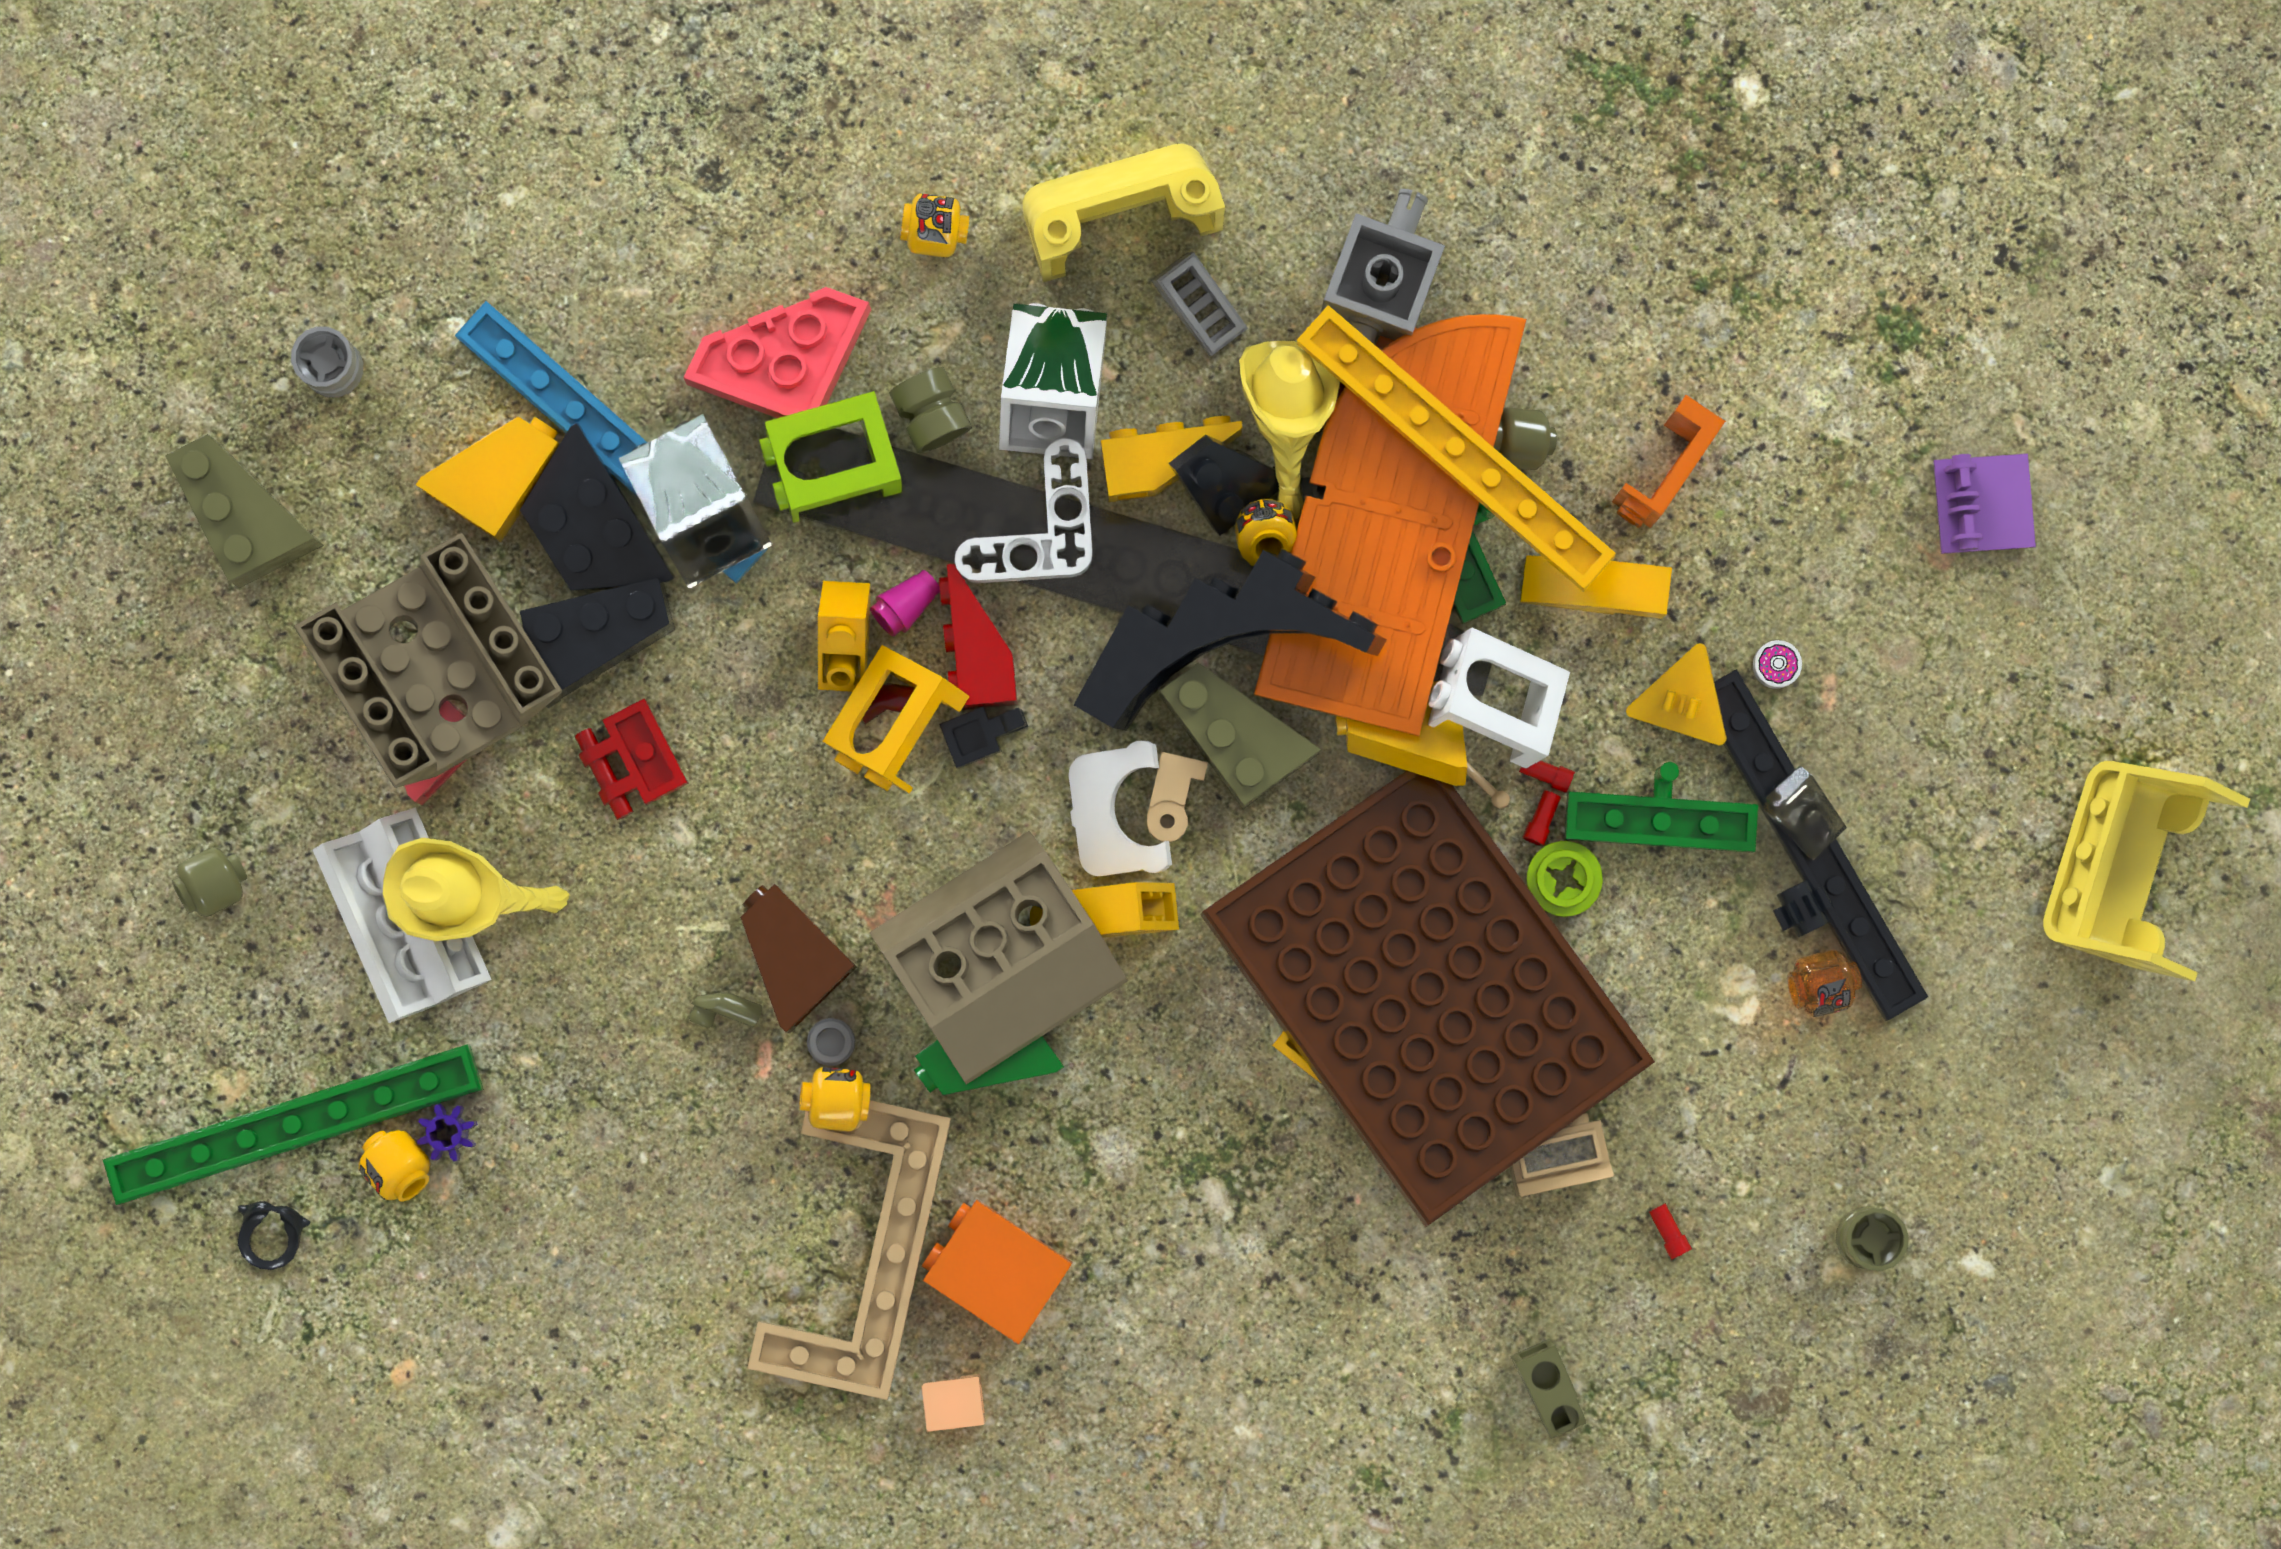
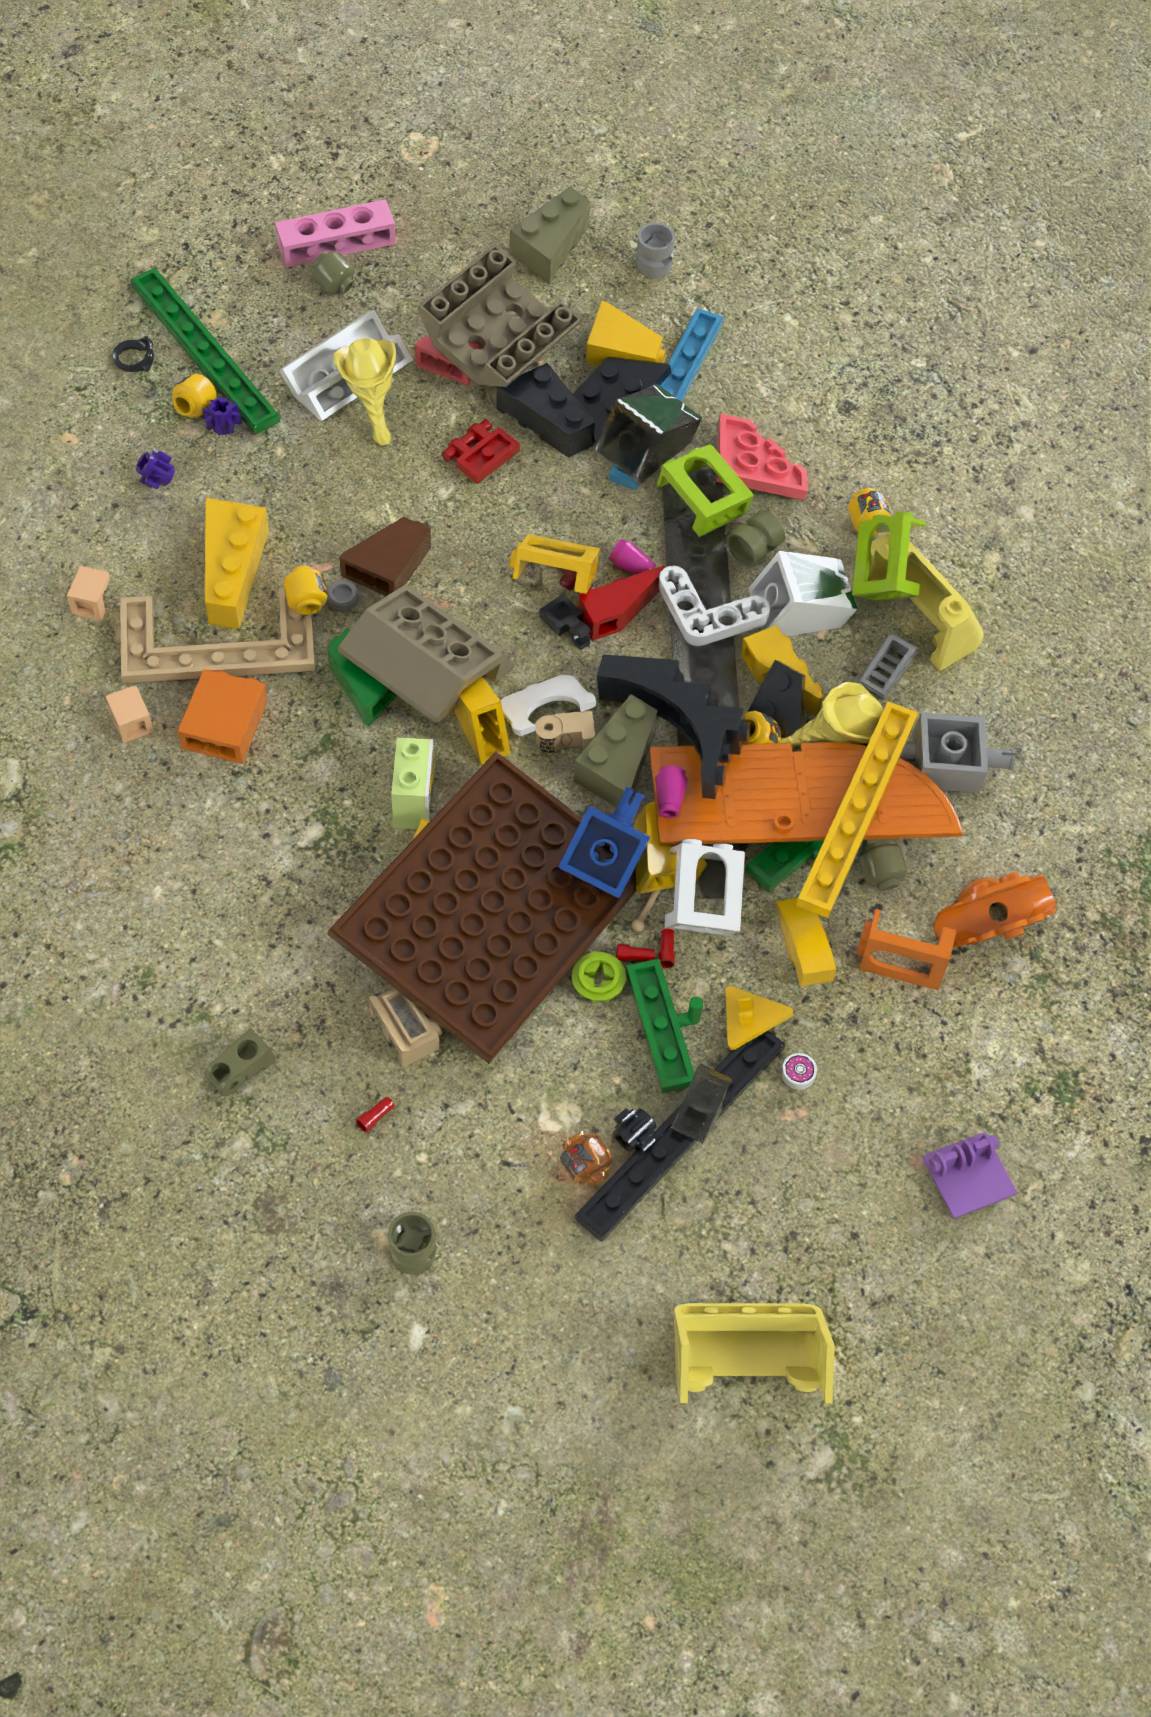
camera: 70 degrees right, 25 degrees down
(137, 925) = (338, 230): none -> bright pink brick
(522, 1259) = (155, 469): none -> dark purple gear
(716, 1185) = (232, 555): none -> yellow wedge
(722, 1410) = (87, 592): none -> light nougat panel
(726, 1005) = (346, 532): olive arm -> none
(843, 634) = (601, 527): yellow slope -> none
(1106, 252) = (895, 584): none -> lime panel
(1208, 1039) = (412, 782): none -> yellowish green piece
(1352, 695) = (670, 787): none -> dark pink cone
(1414, 812) = (616, 829): none -> blue brick
(1606, 315) = (1023, 897): none -> orange piece

